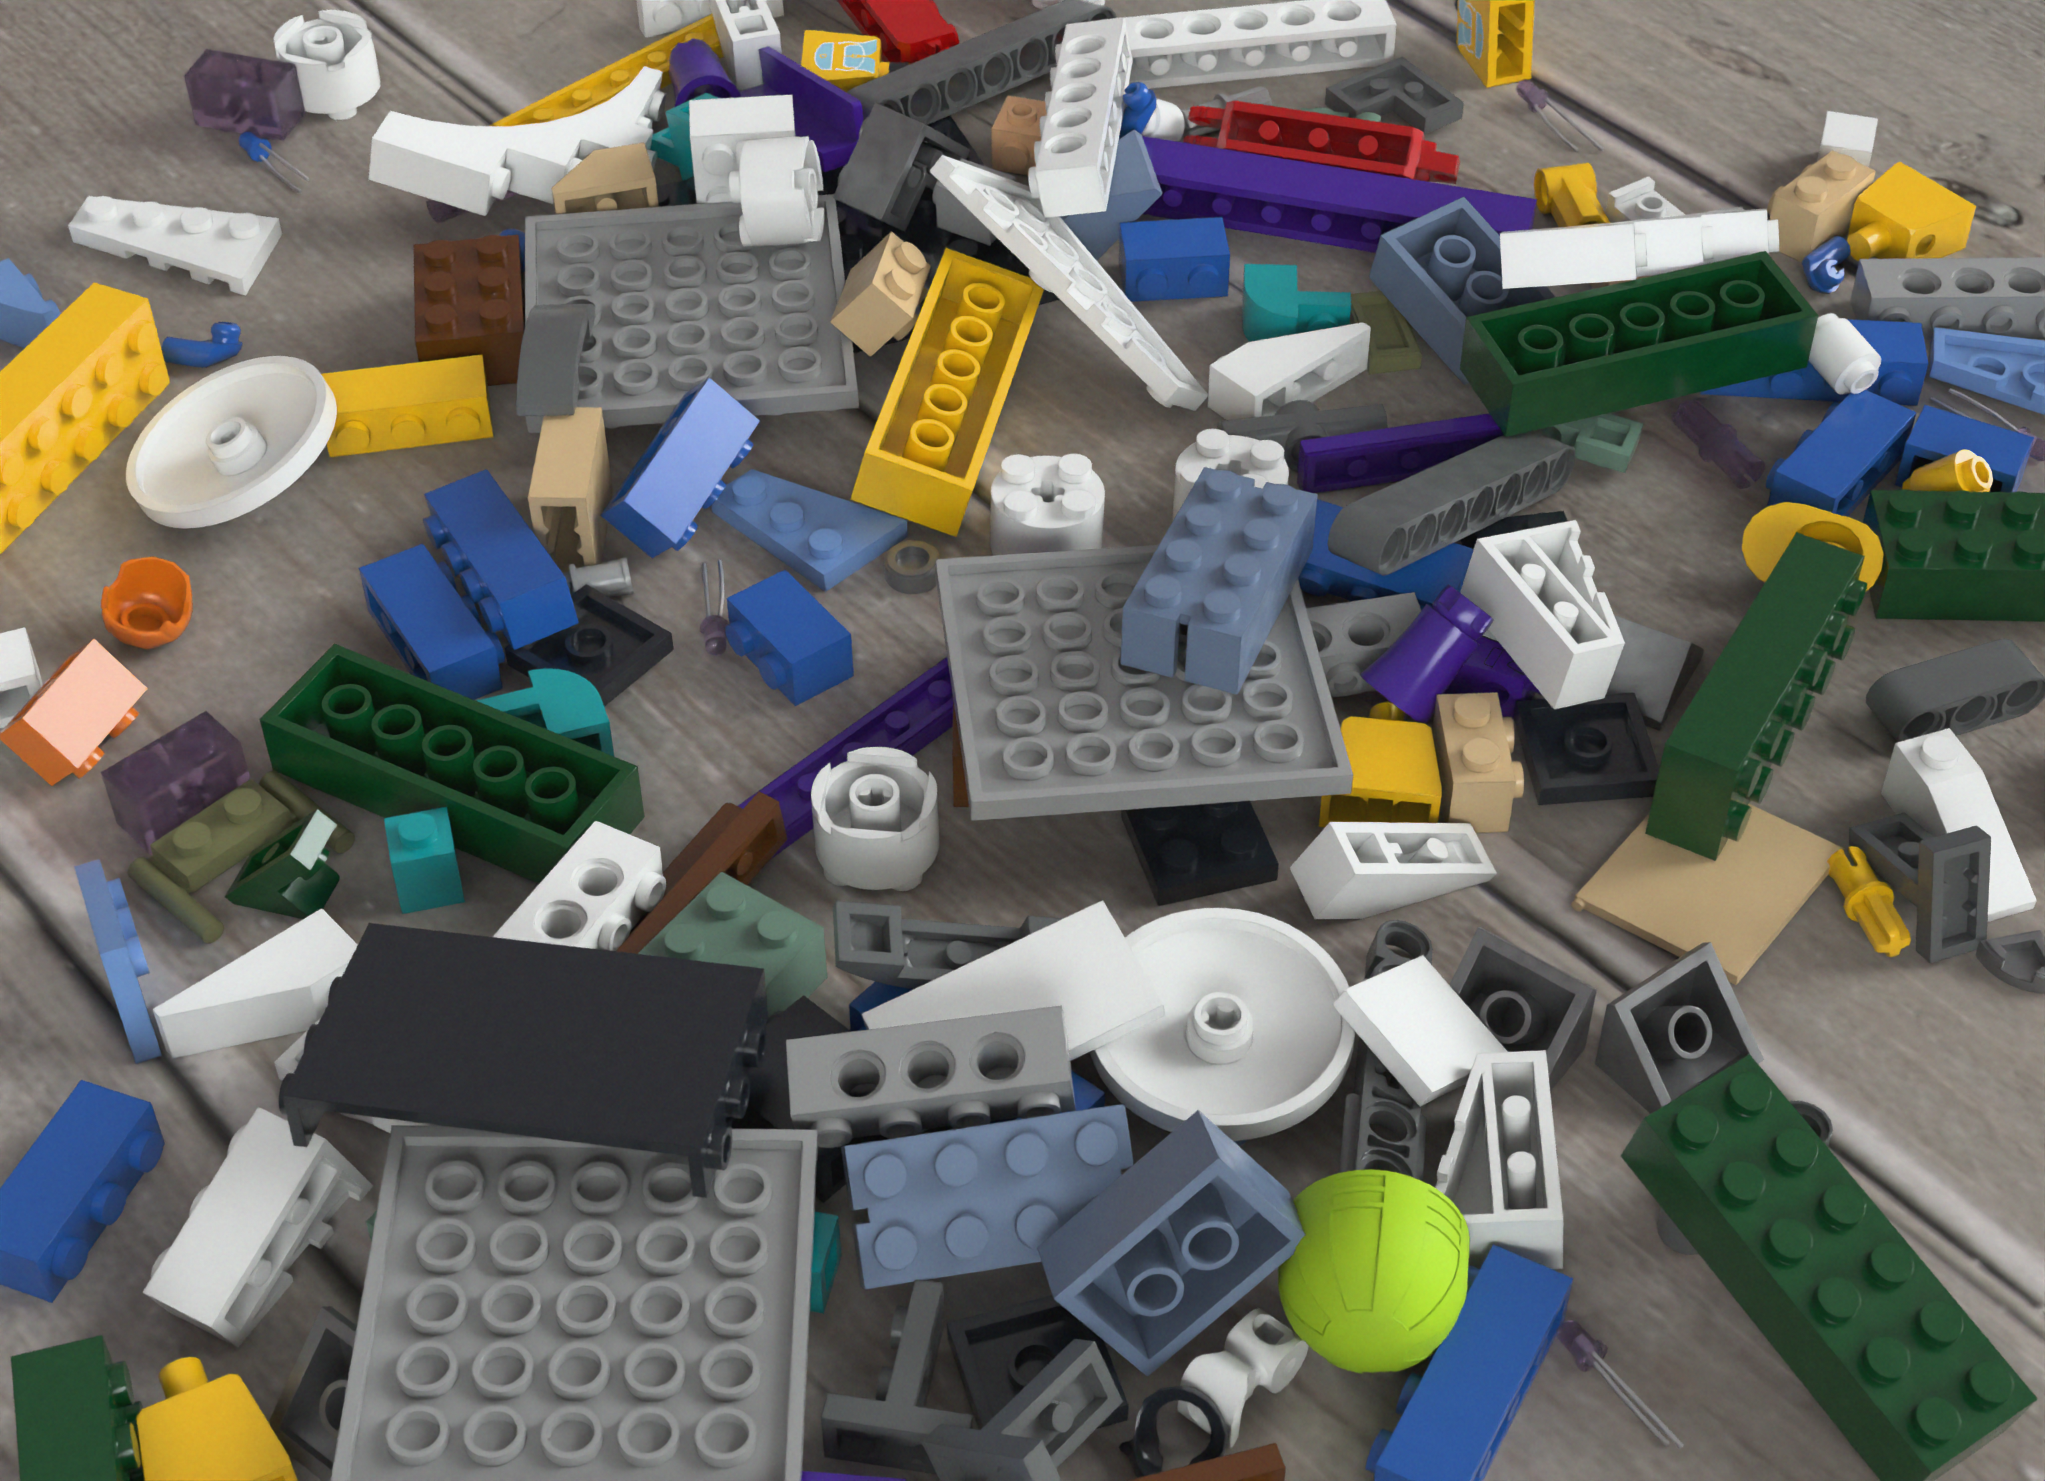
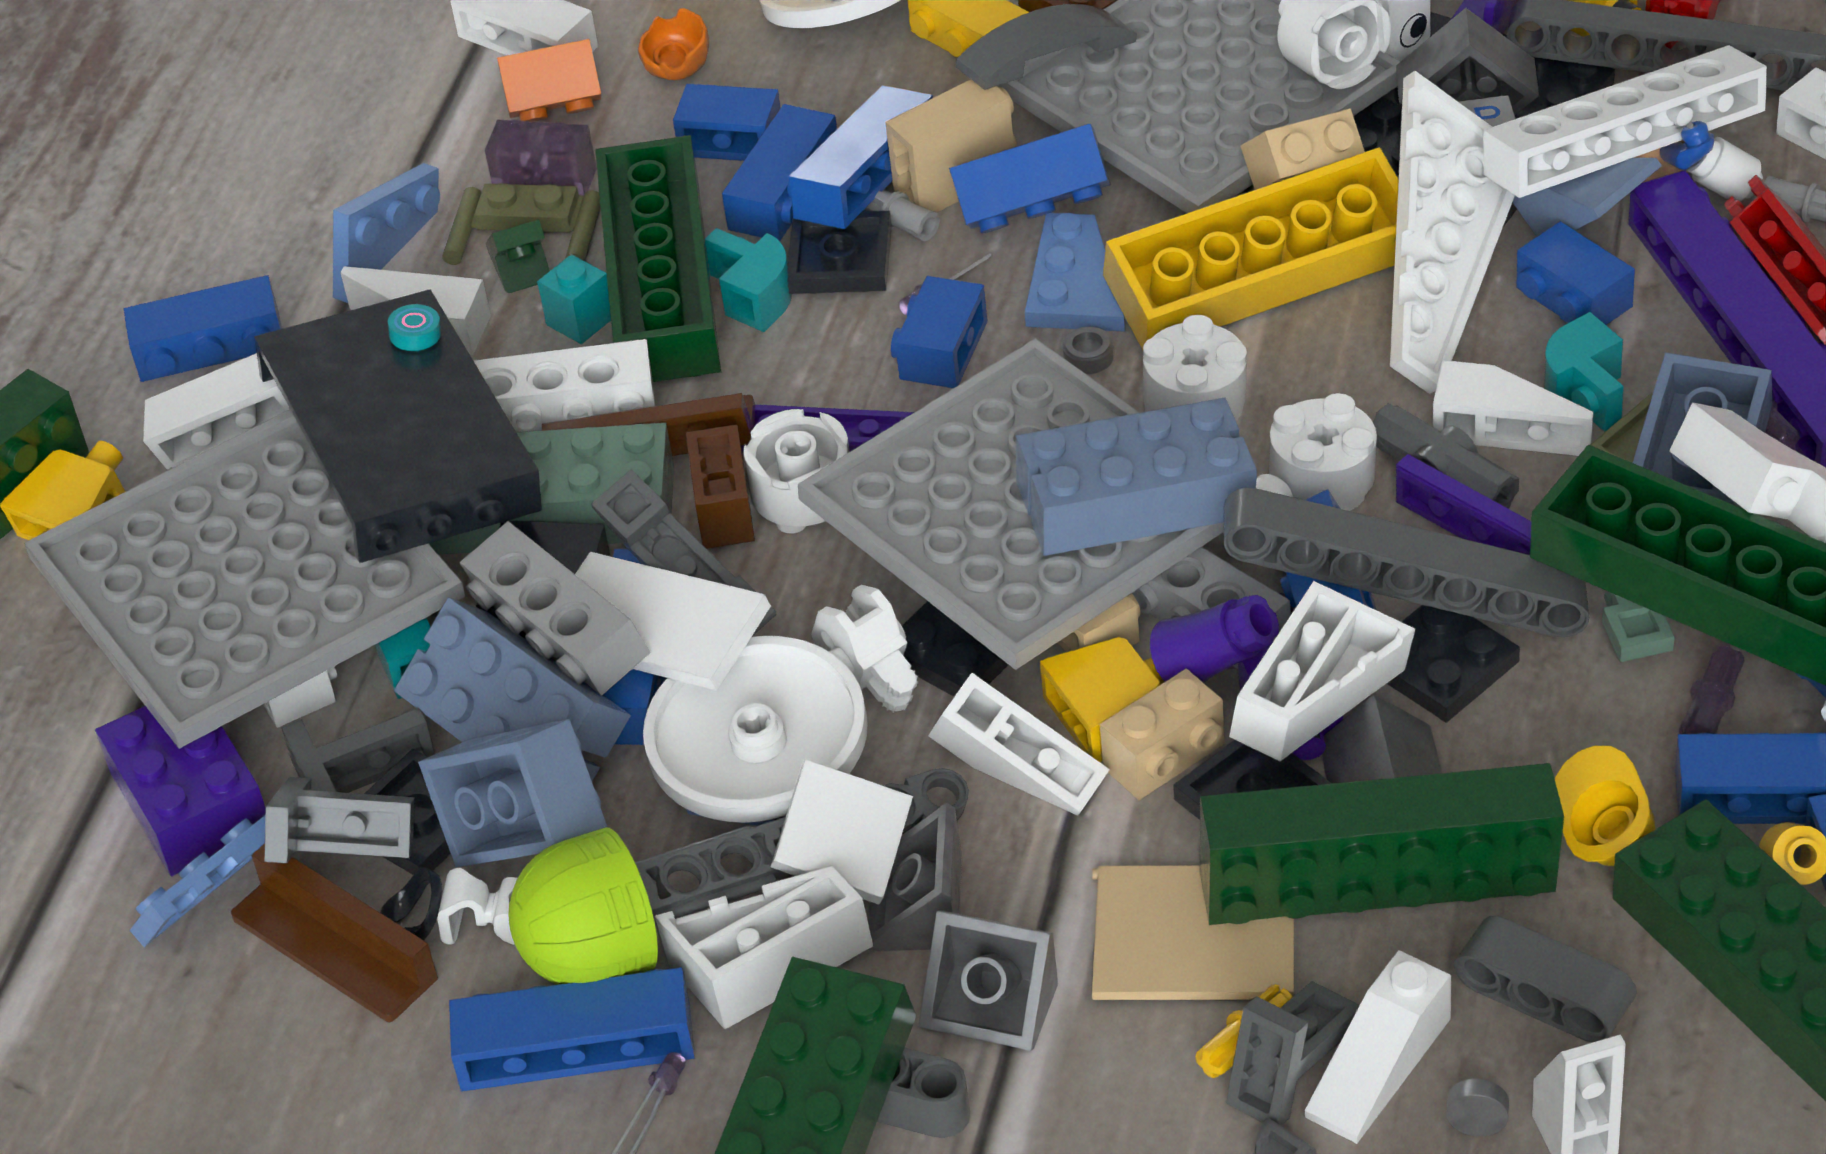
camera: 60 degrees right, 0 degrees up
(303, 621) = (724, 119): none -> blue brick
(434, 956) = (414, 327): none -> teal tile
(818, 867) = (720, 486): none -> reddish brown brick
(1179, 882) = (870, 645): none -> white hinge

